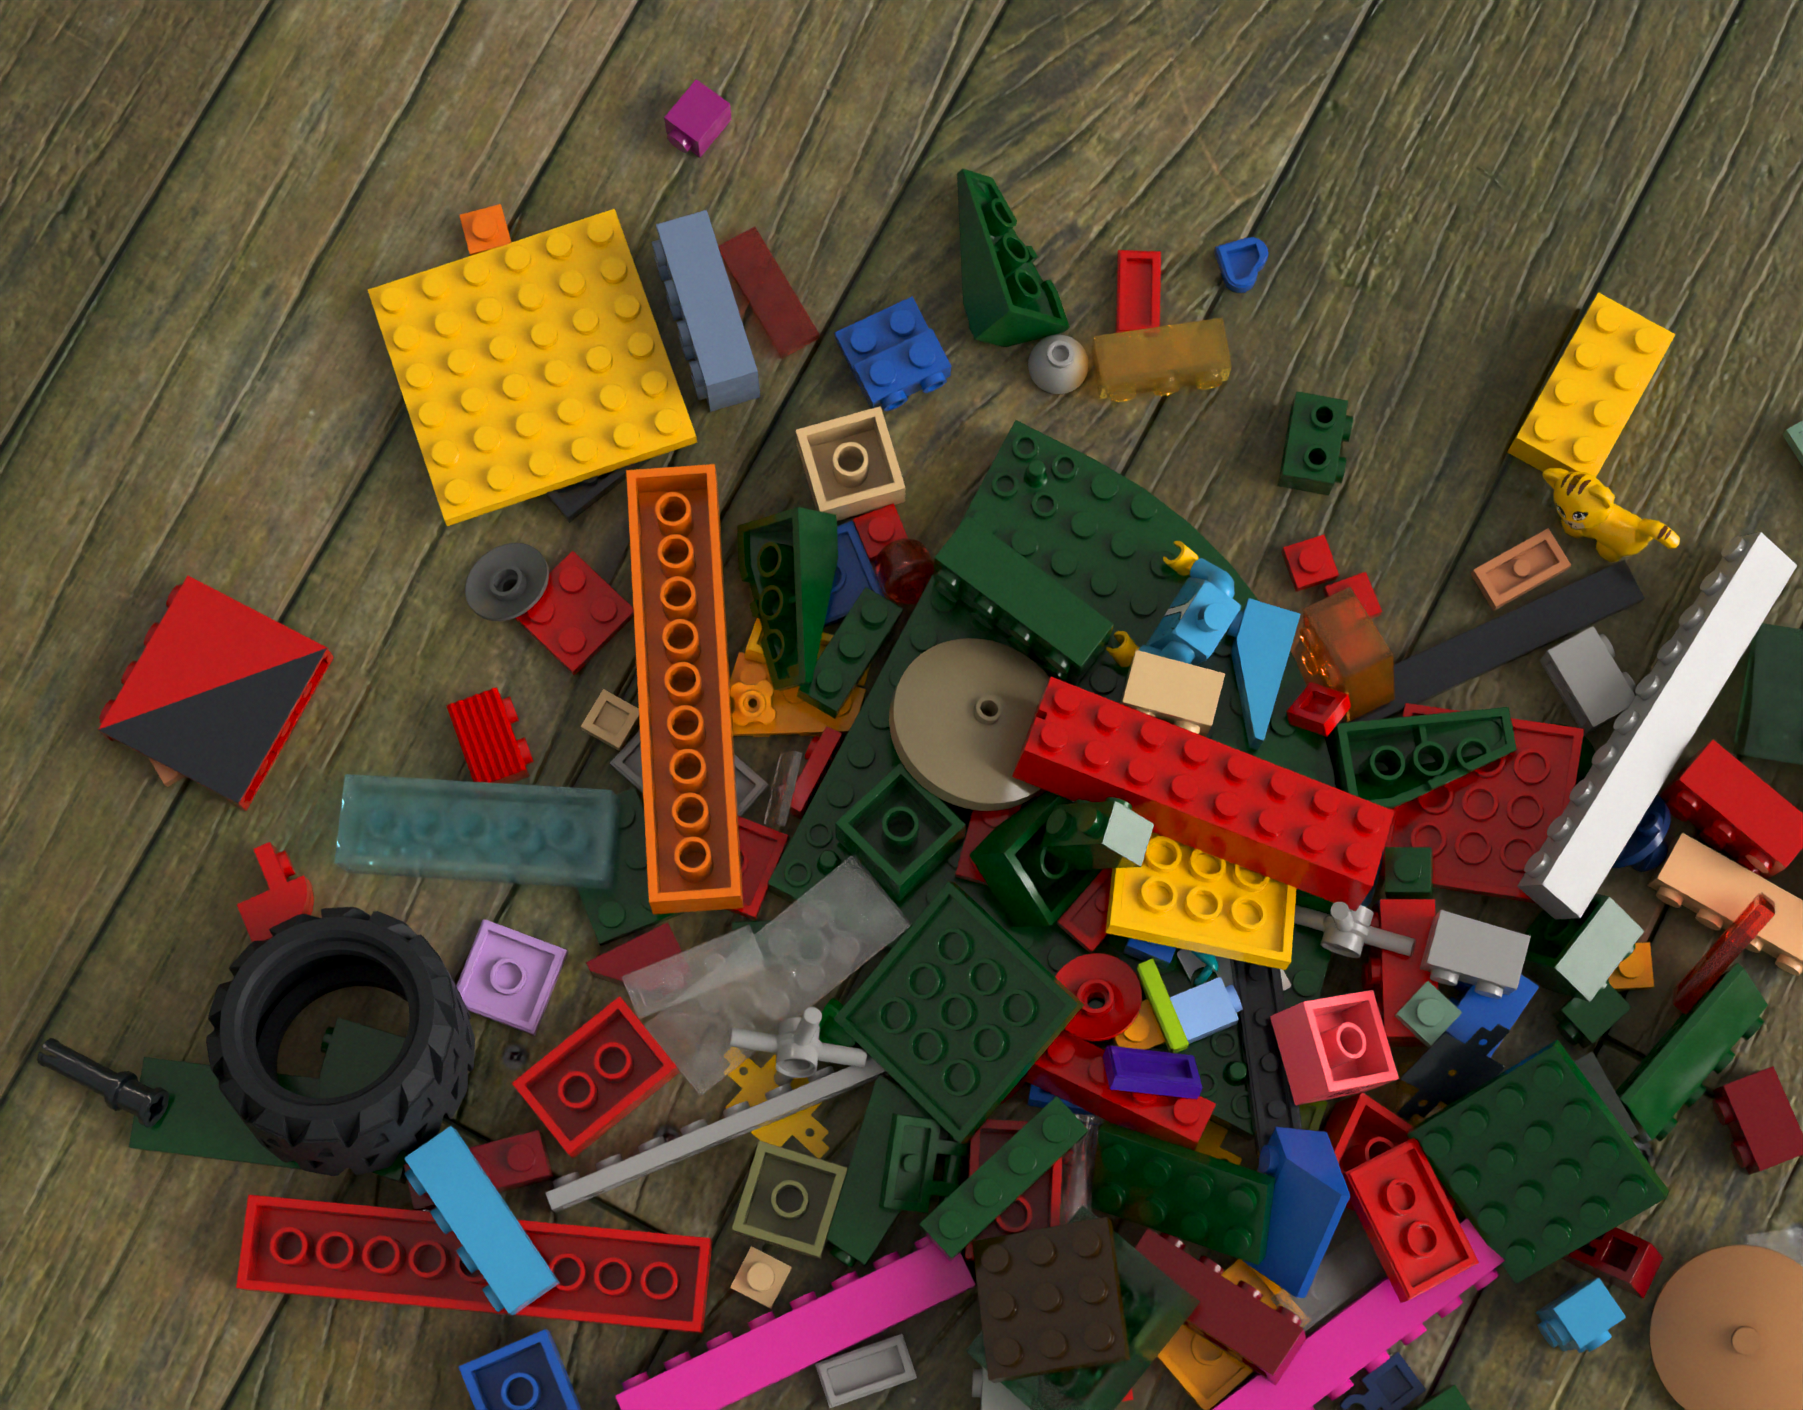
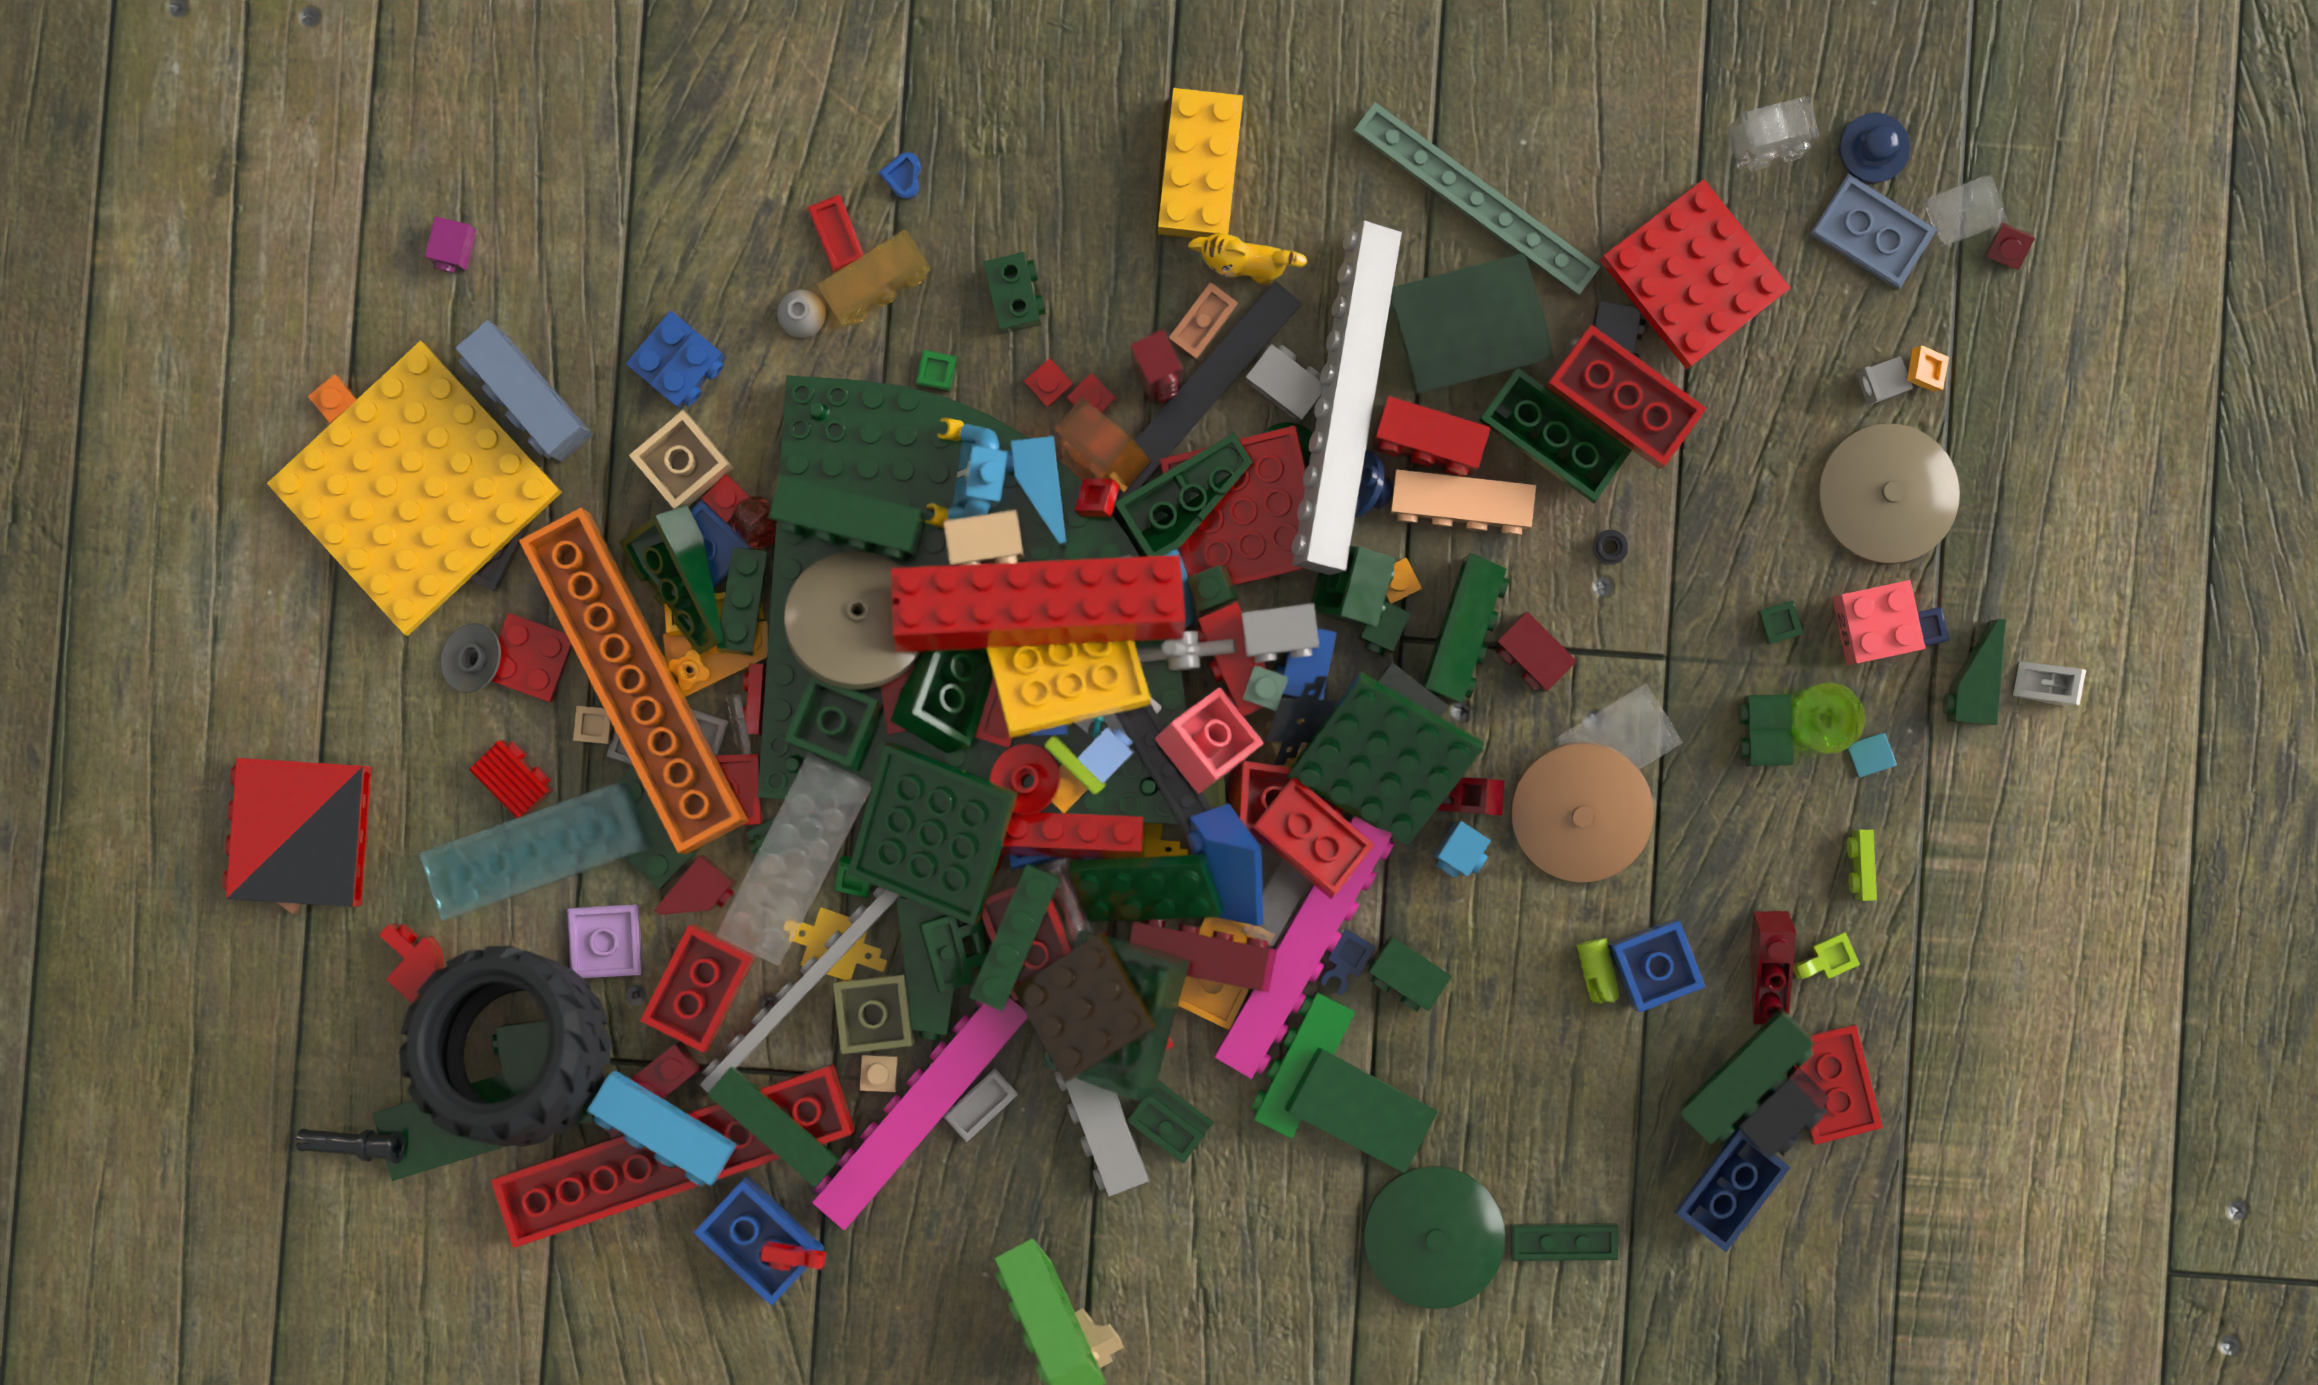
camera: 20 degrees left, 10 degrees up
(612, 1279) = (773, 1126): none -> dark green tile
(694, 971) = (733, 884): clear tile -> none
(768, 292) = (563, 353): clear red tile -> none
(797, 1047) = (830, 906): light grey bar -> none
(999, 281) = (732, 271): dark green wedge -> none
(1097, 834) = (973, 668): dark green brick -> none
(1152, 1072) = (1087, 815): dark purple tile -> none
(1186, 493) = (936, 370): none -> green tile
(1453, 588) = (1156, 367): none -> dark red brick
(1723, 952) = (1459, 545): clear red tile -> none

